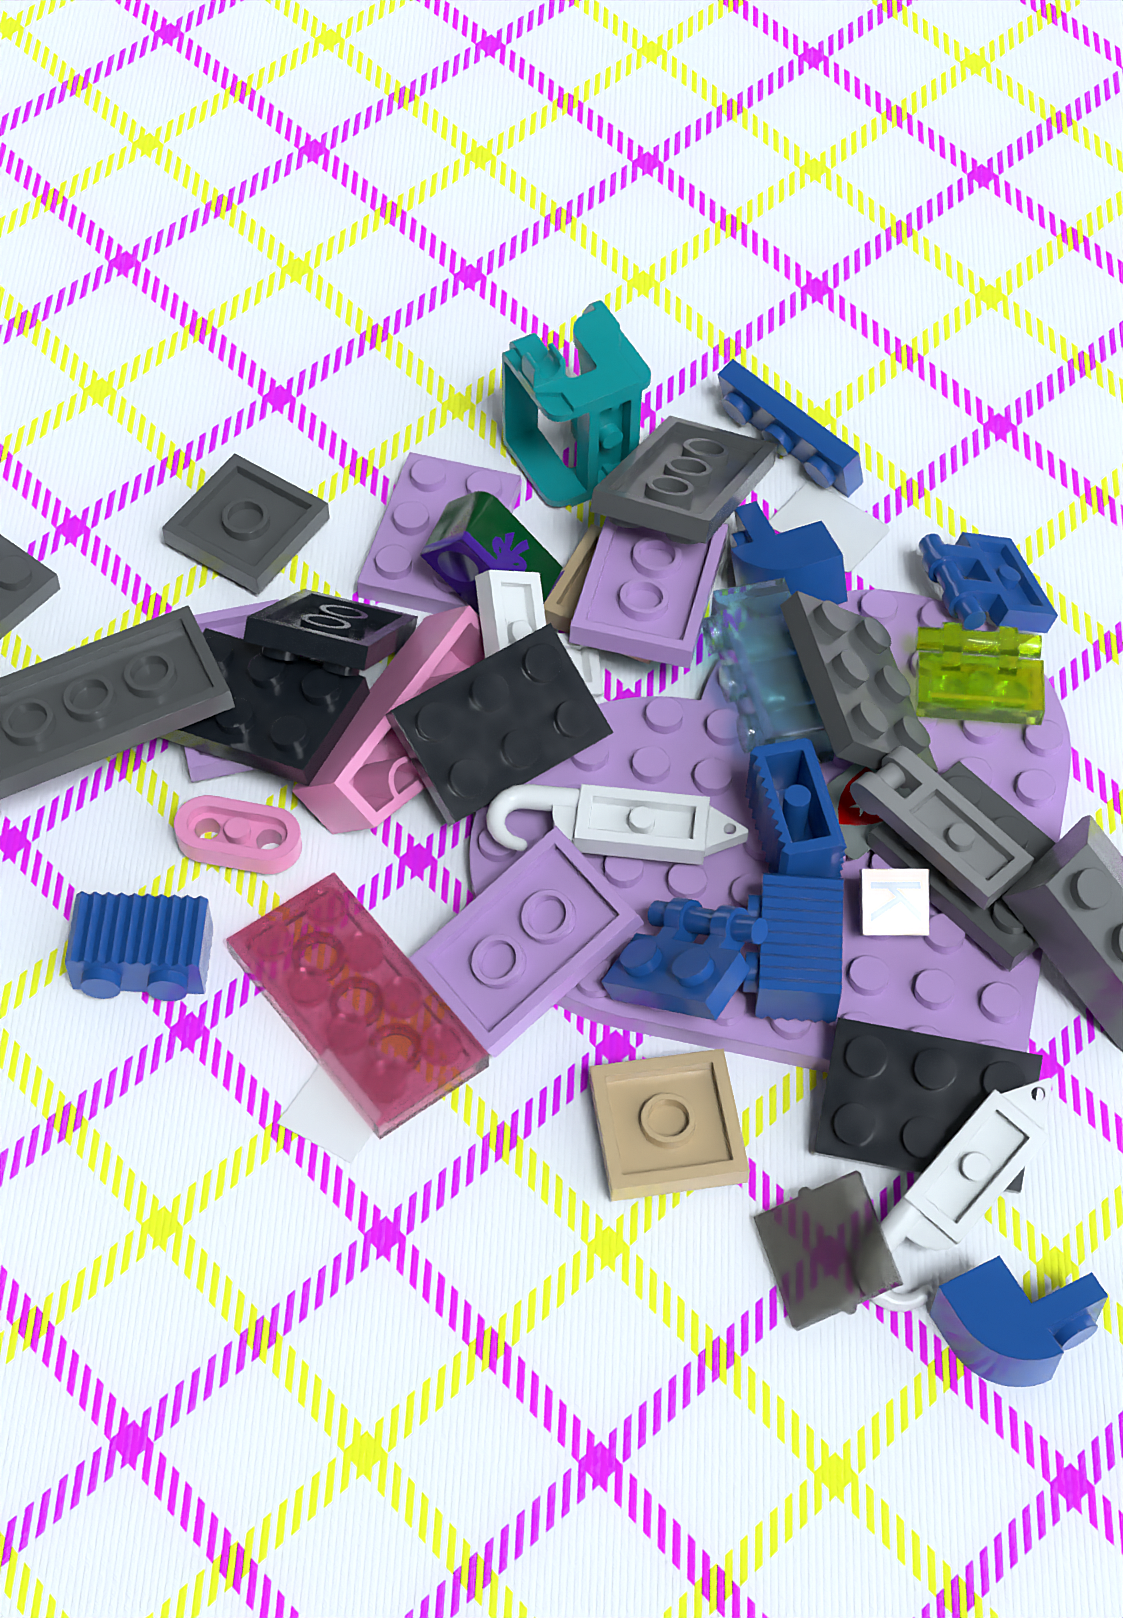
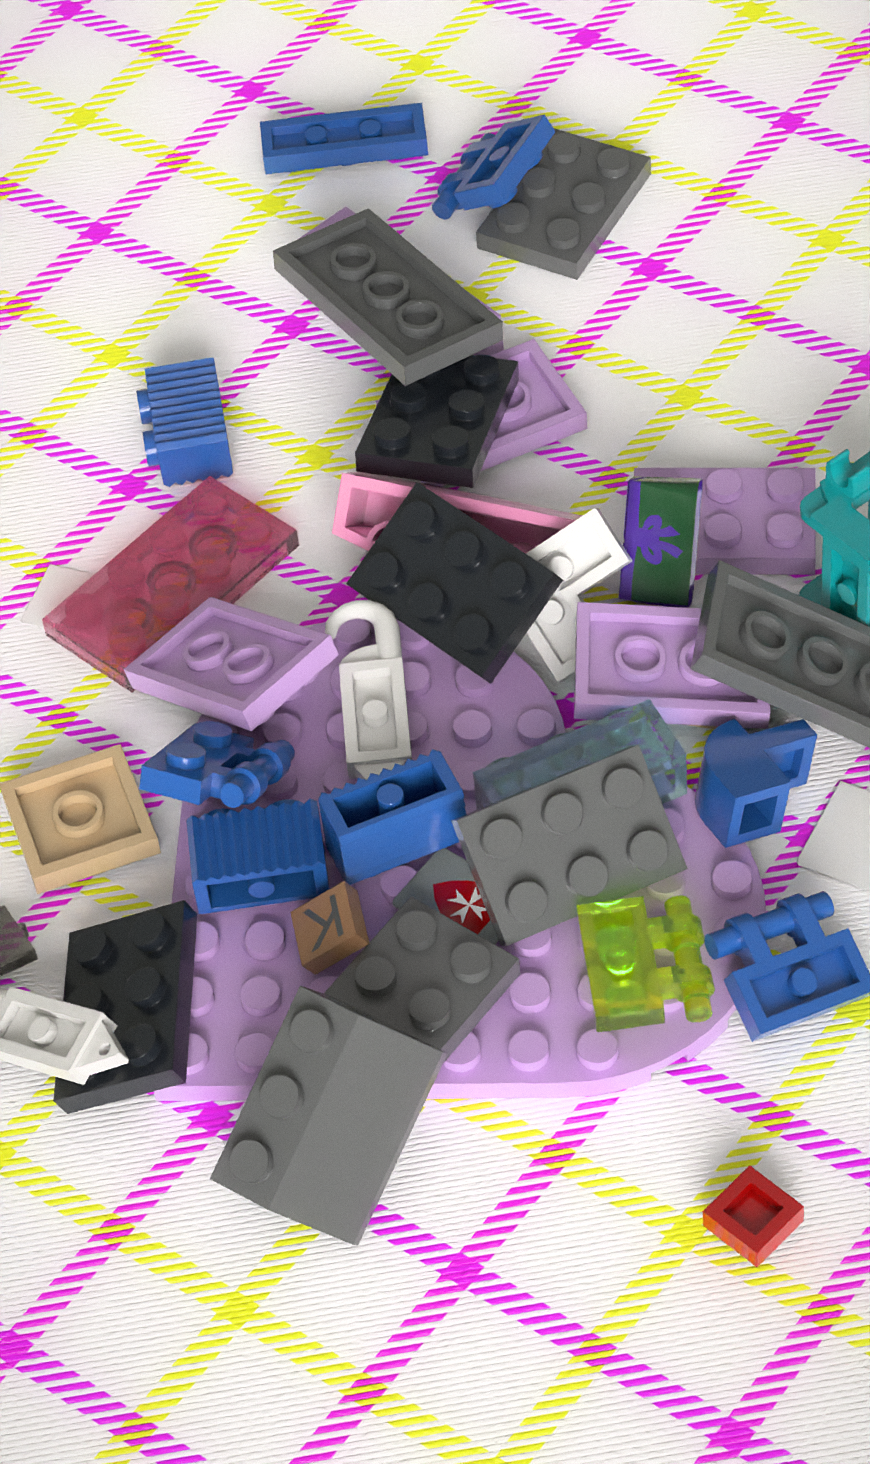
camera: 85 degrees right, 5 degrees down
(241, 832) = (319, 455): bright pink plate -> none
(246, 523) = (681, 373): dark grey plate -> none
(329, 629) = (533, 439): black plate -> none
(942, 826) = (397, 929): light grey plate -> none

